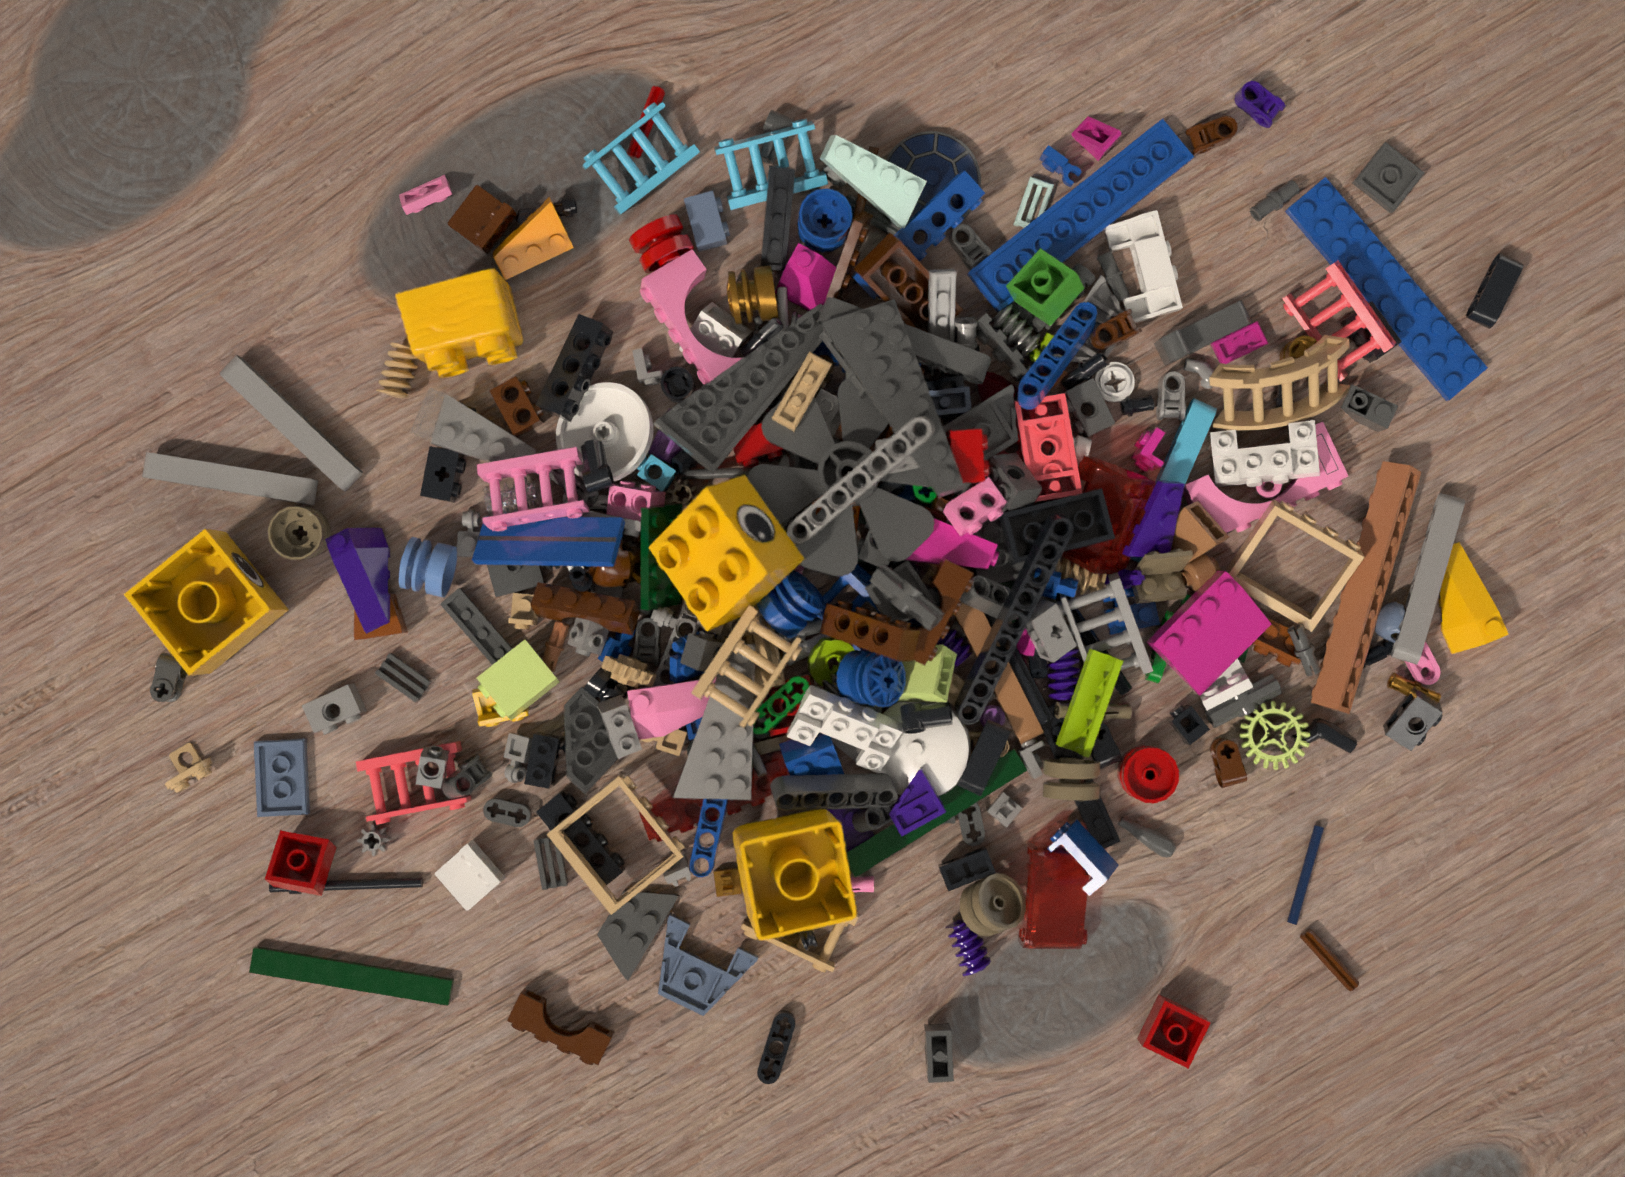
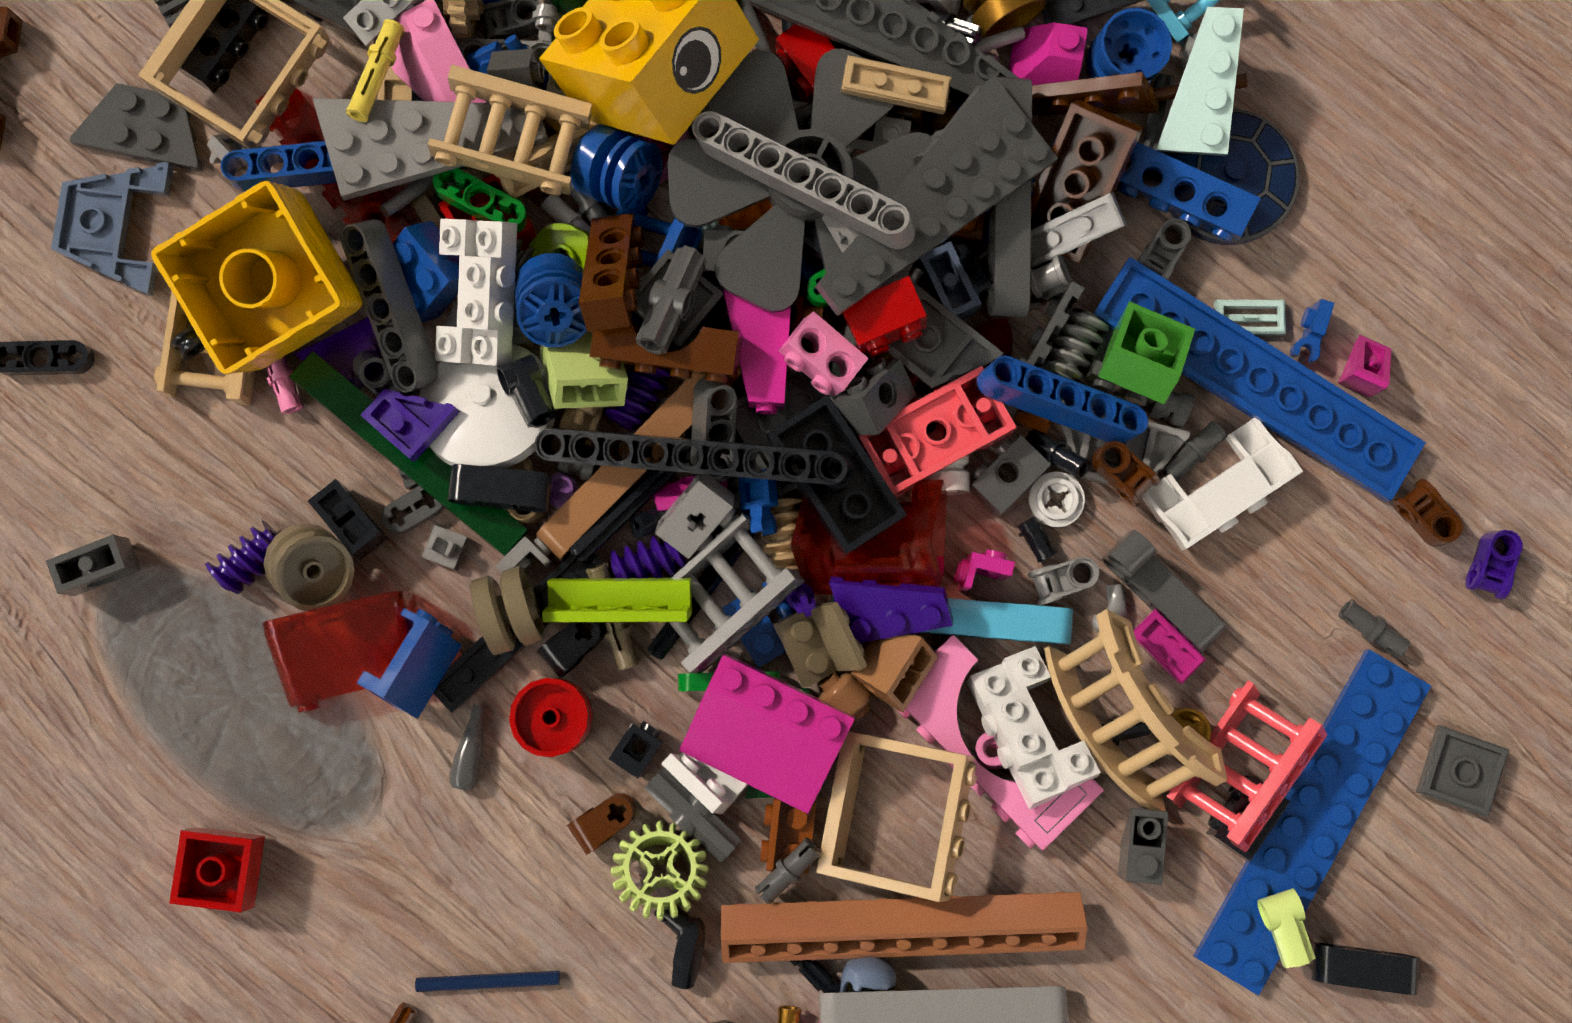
camera: 75 degrees right, 5 degrees down
(645, 729) = (381, 57): none -> light yellow pin
(1448, 333) = (1284, 917): none -> yellowish green piece

